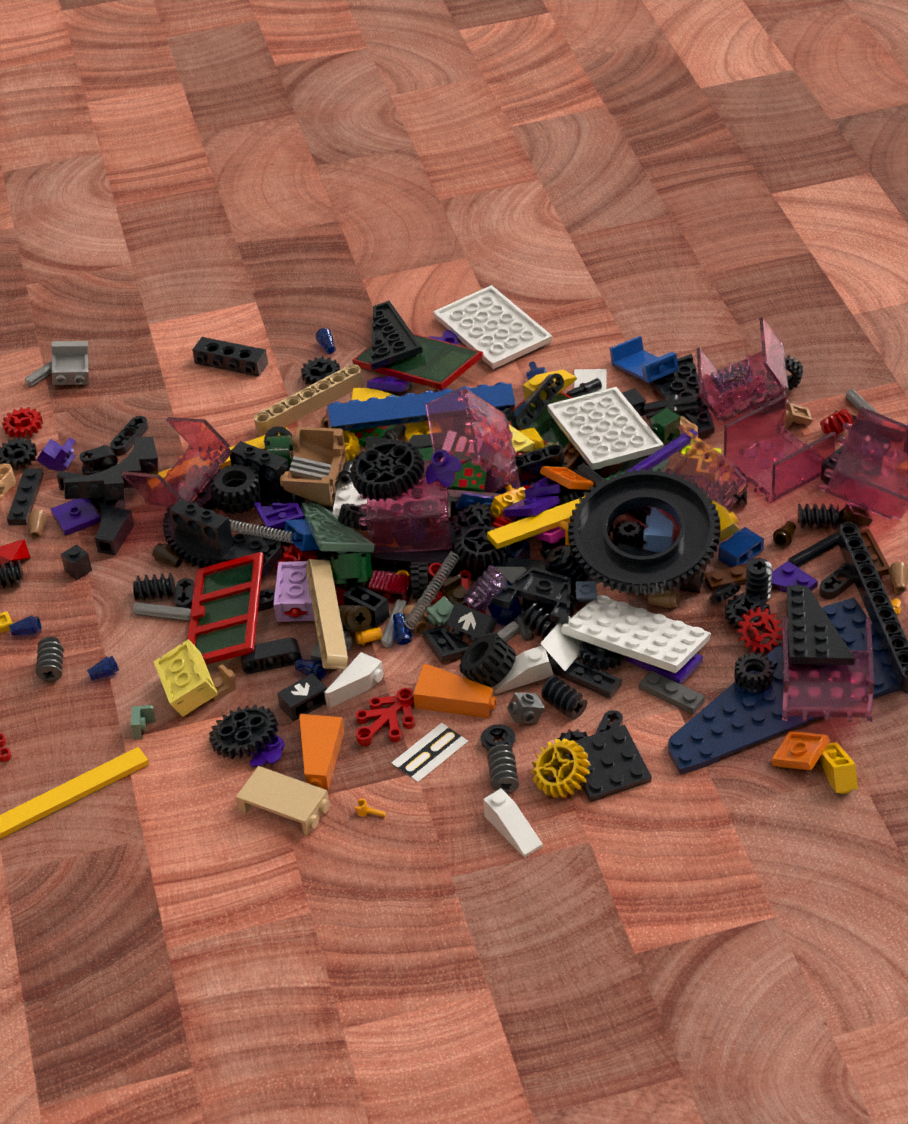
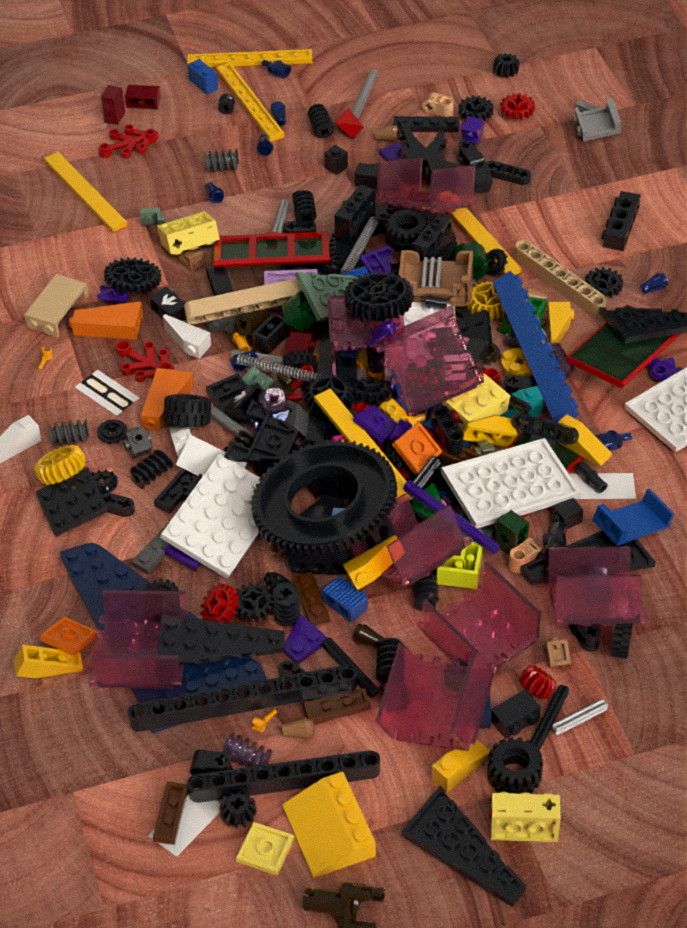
camera: 85 degrees right, 5 degrees up
(389, 384) = (581, 325): dark purple plate -> none

